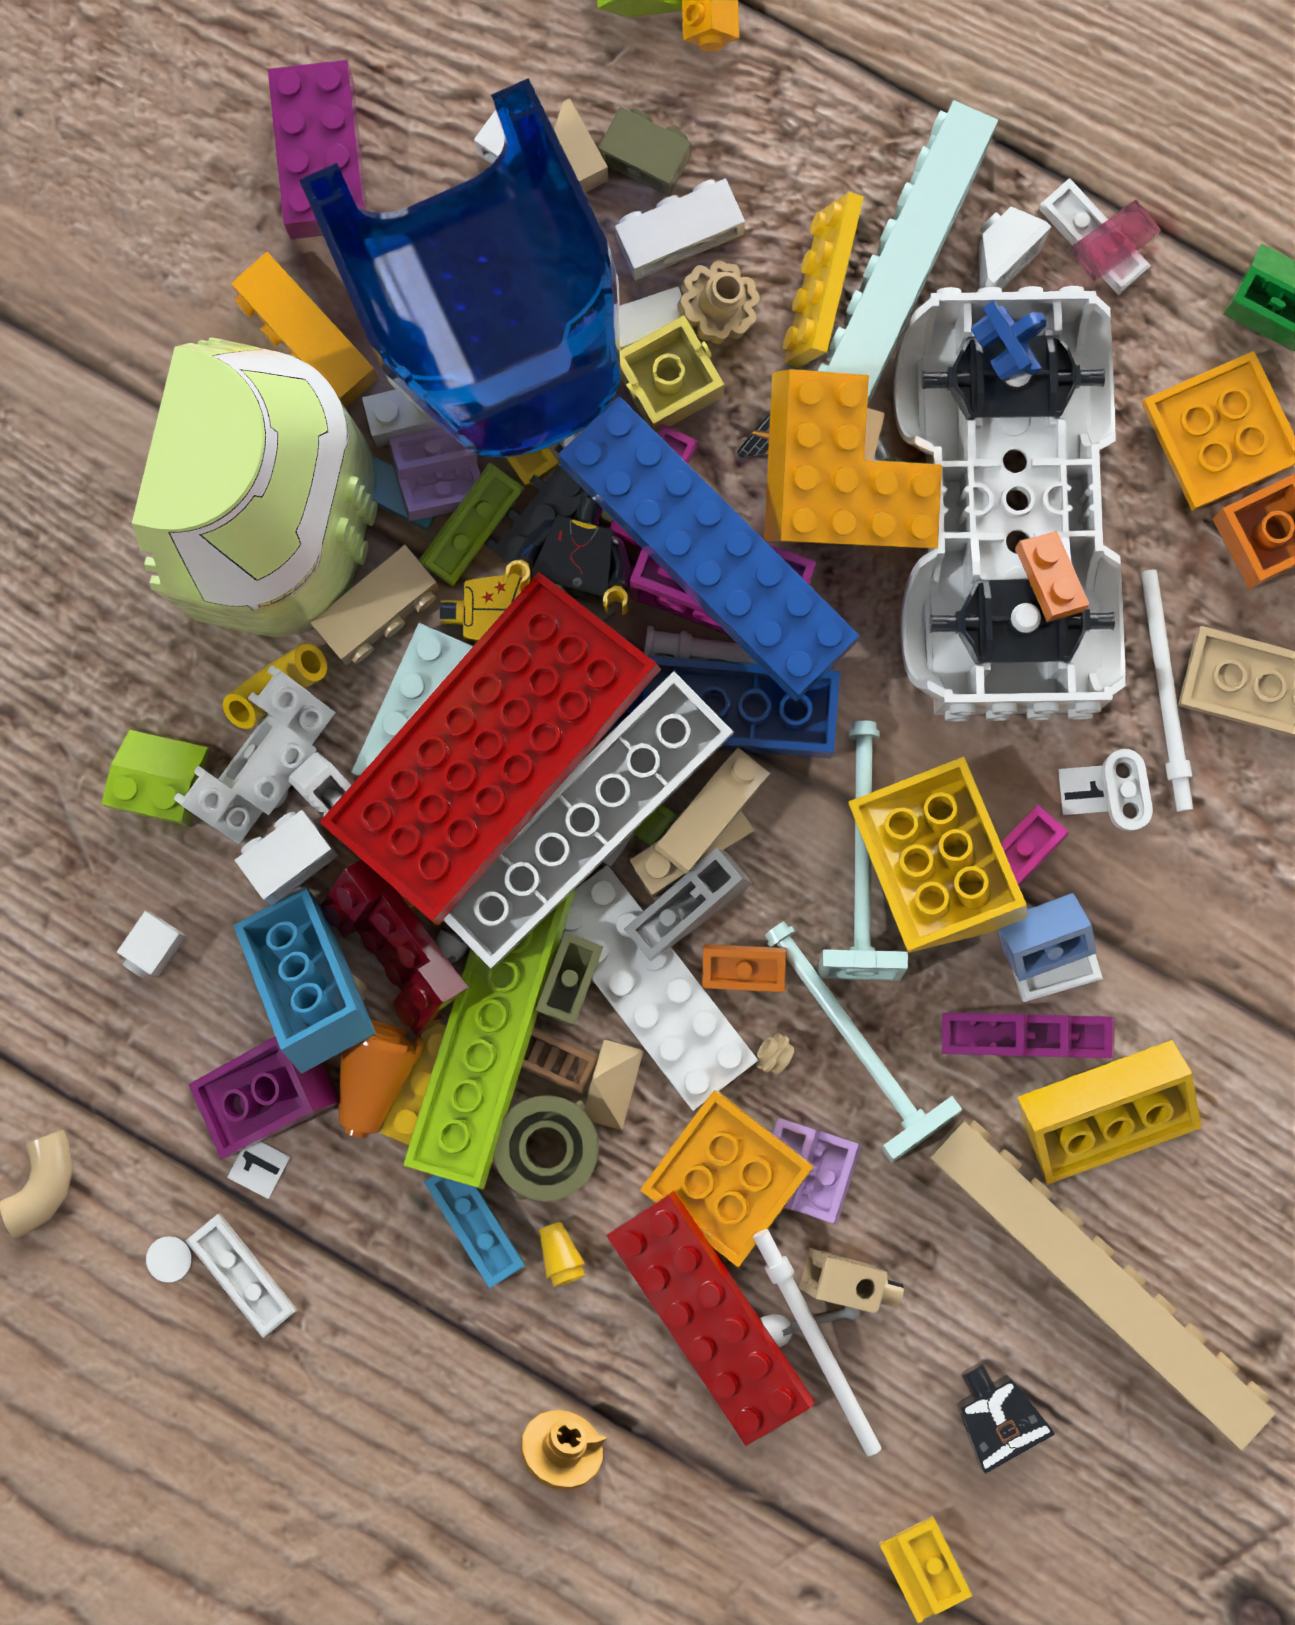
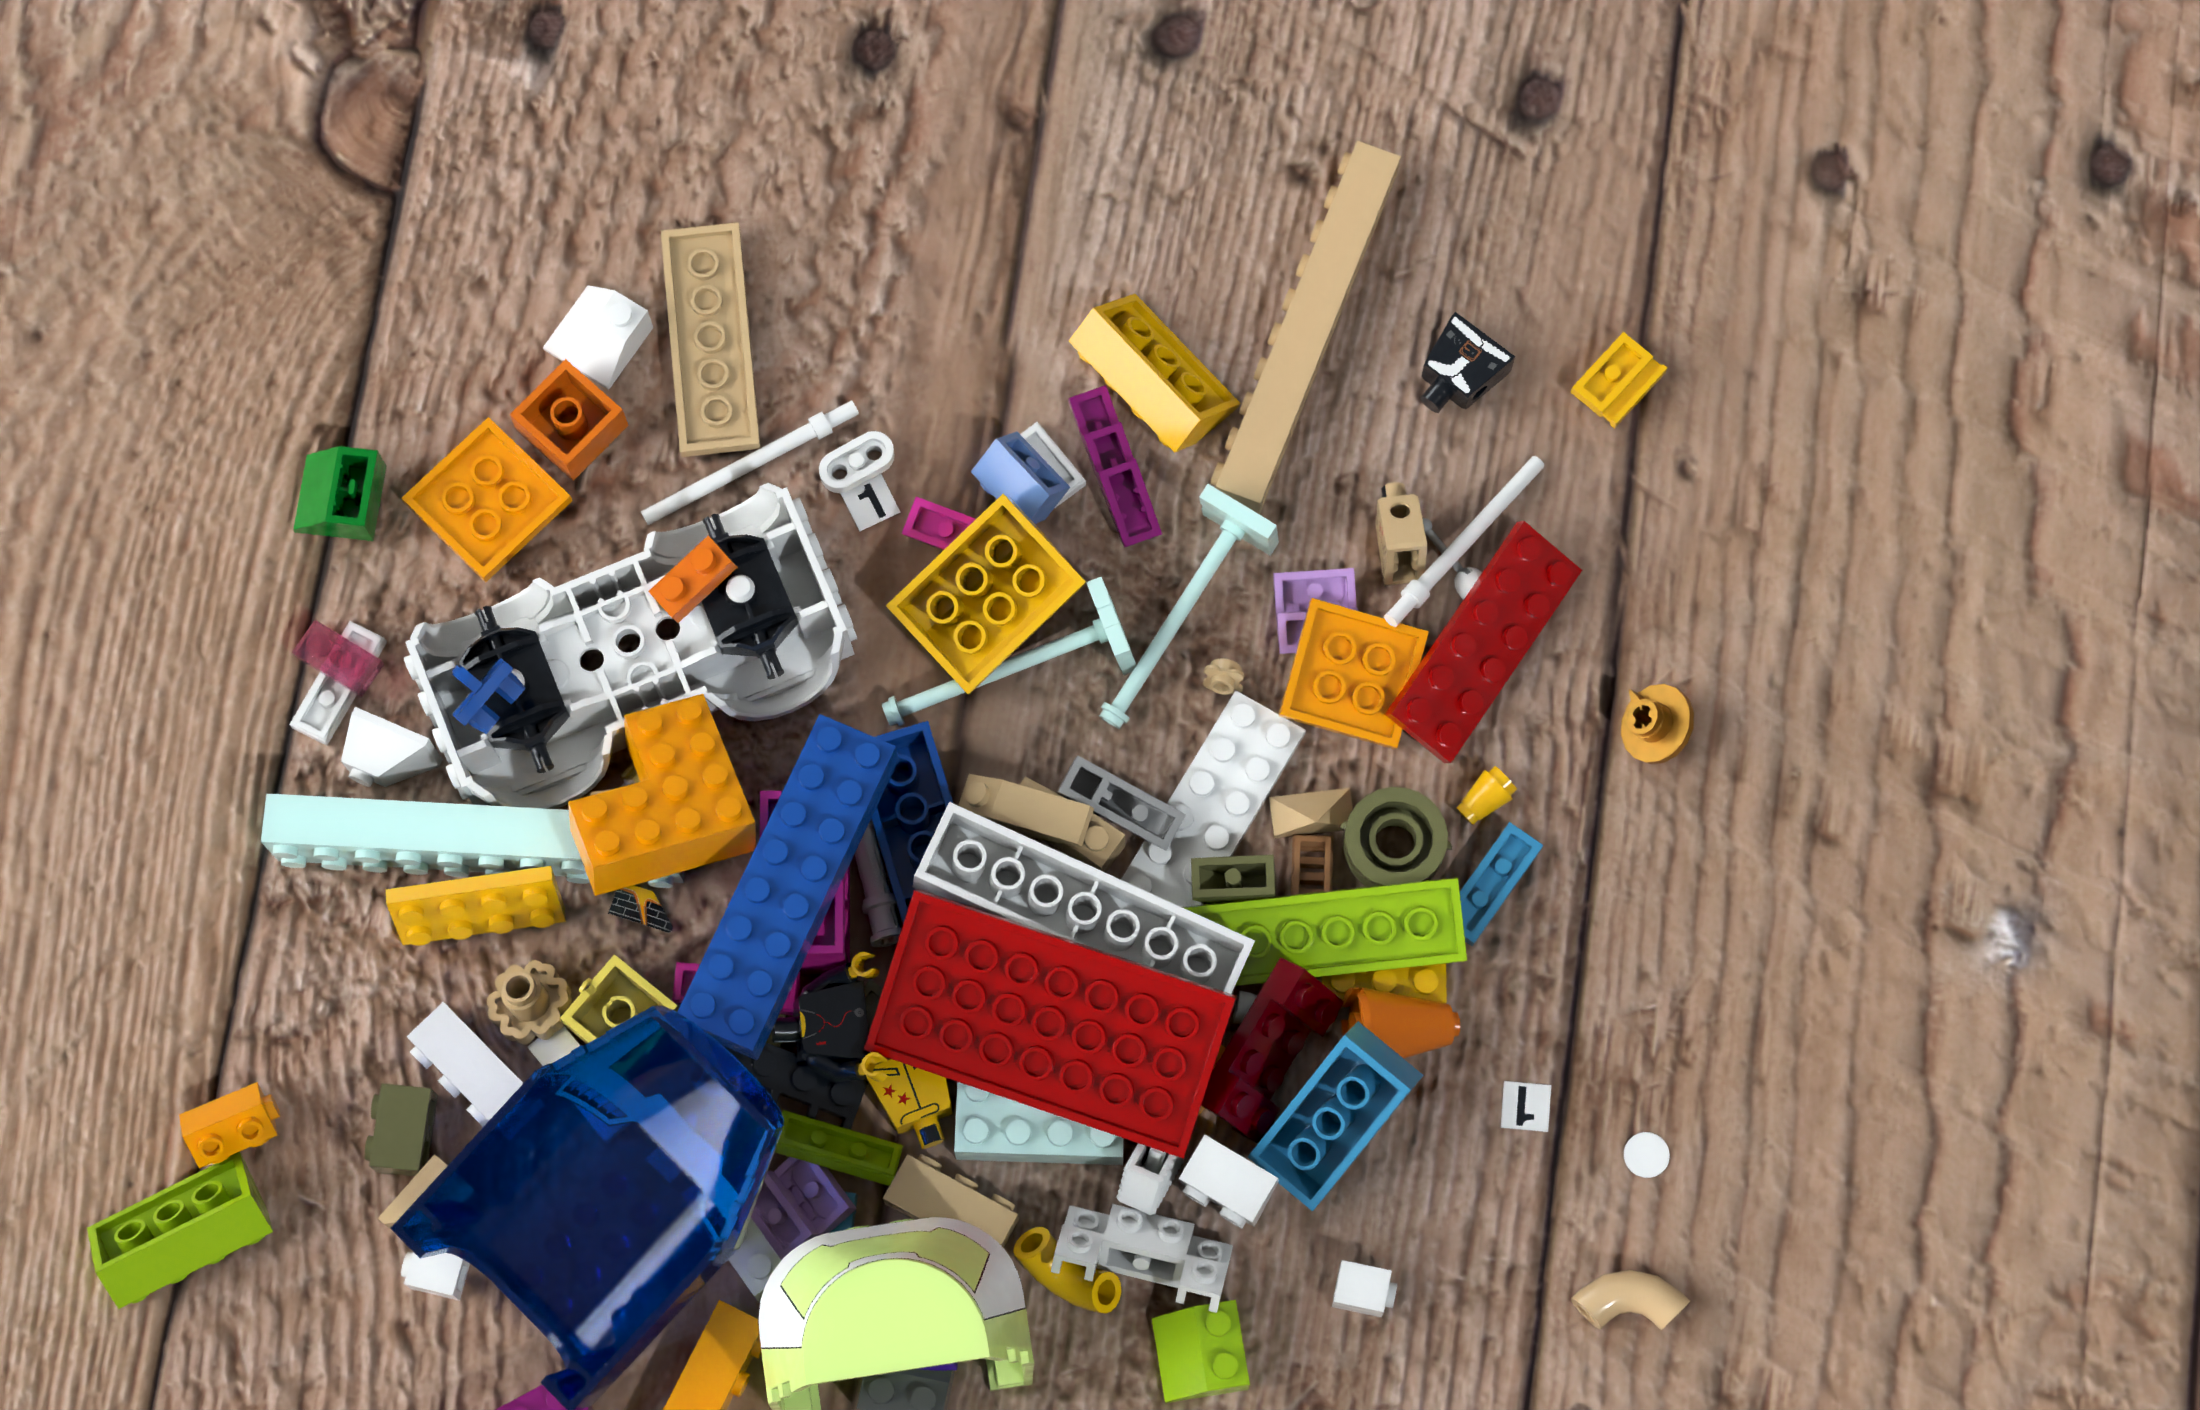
camera: 115 degrees left, 10 degrees down
(241, 1275) = (1631, 1079): white tile -> none
(259, 1097) = (1459, 1126): magenta slope -> none
(744, 968) = (1156, 733): orange plate -> none

